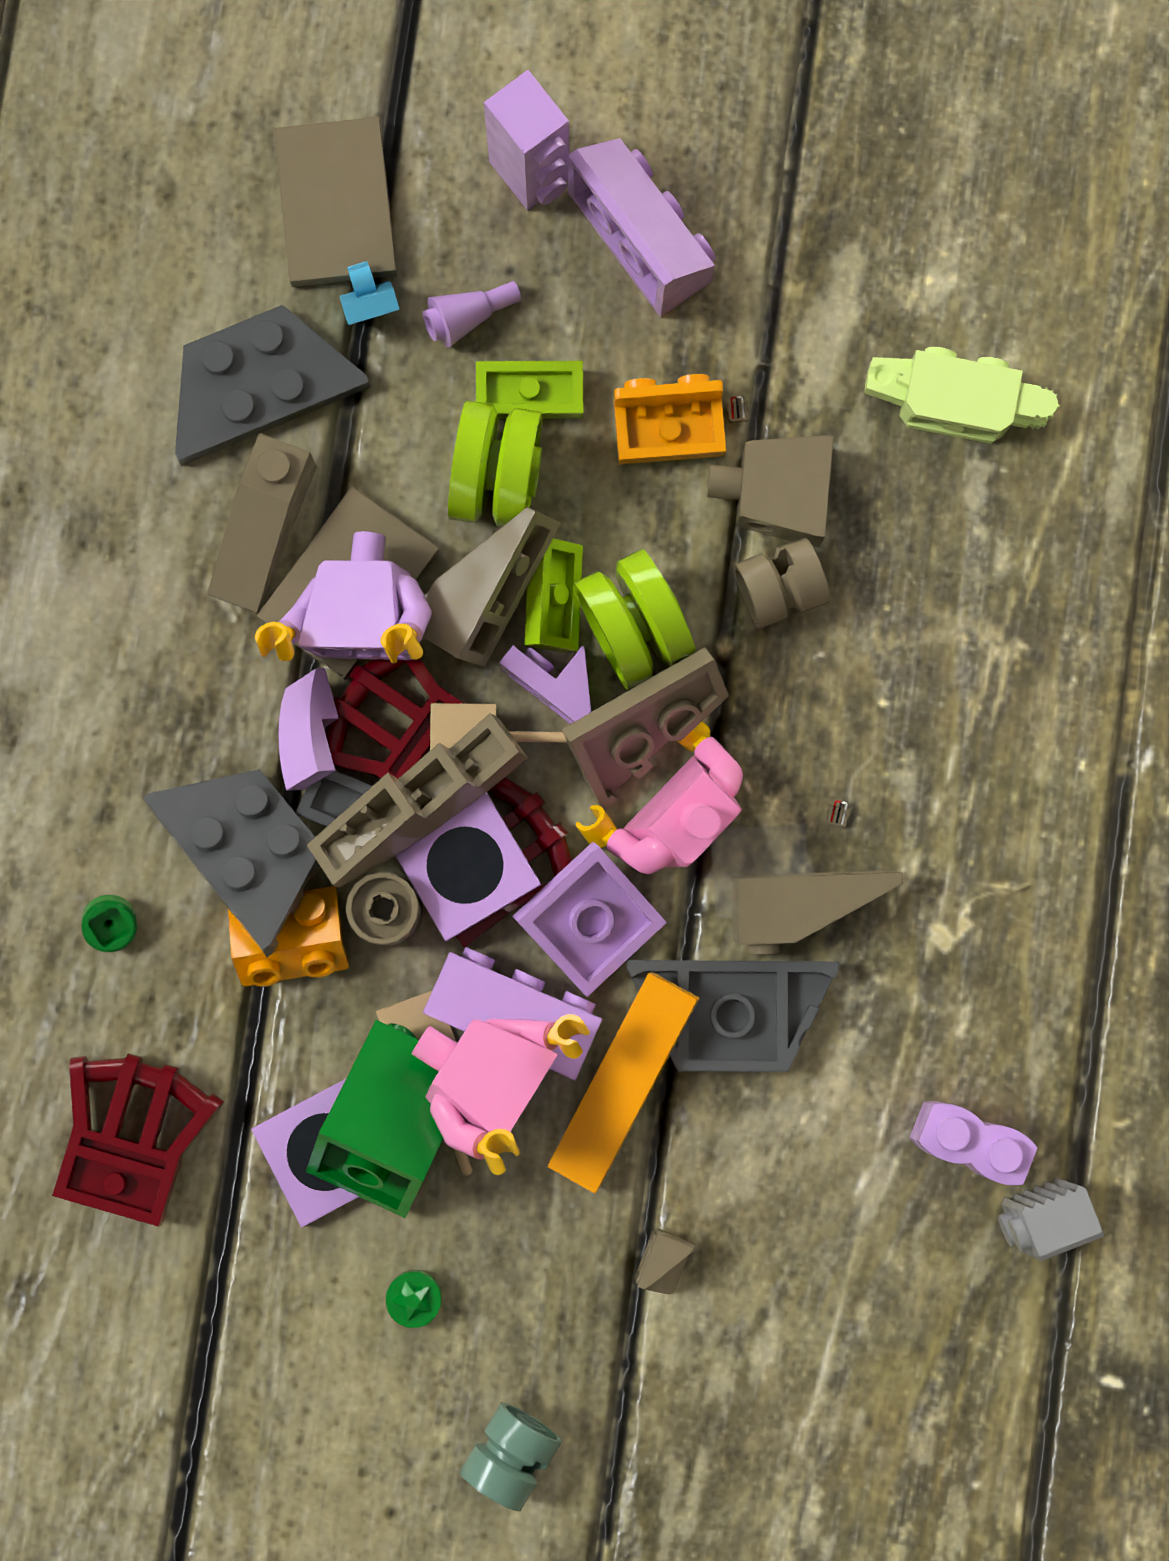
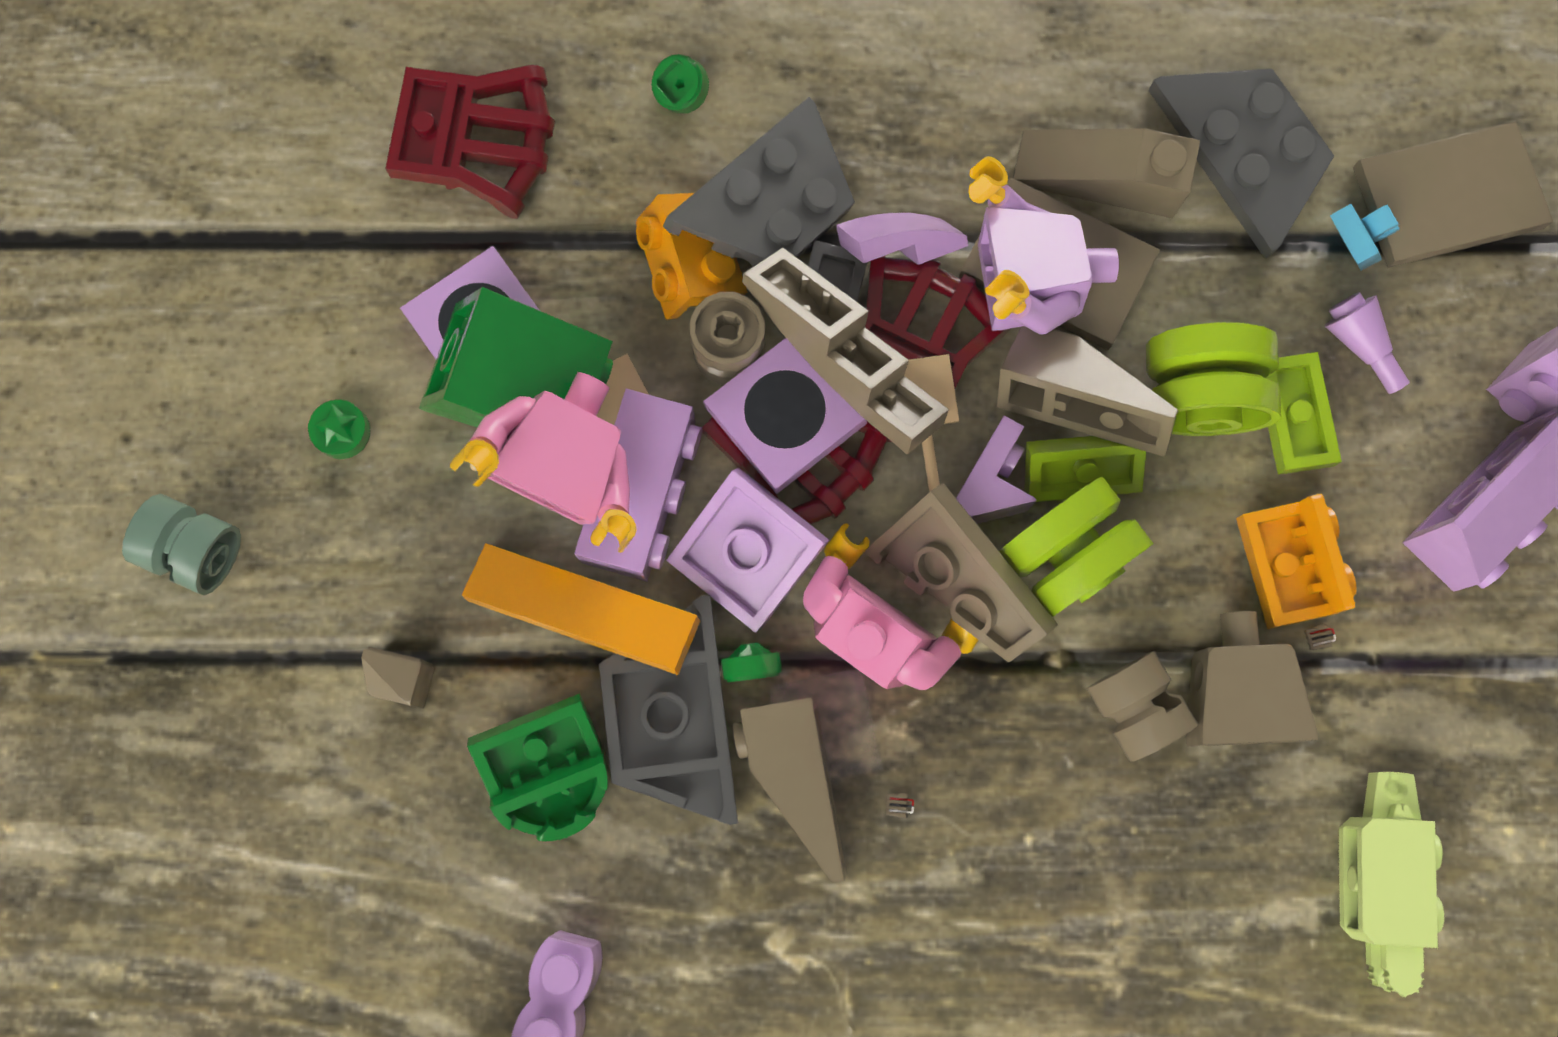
camera: 85 degrees right, 5 degrees down
(696, 930) = (750, 663): none -> green tile
(767, 1133) = (543, 770): none -> green slope

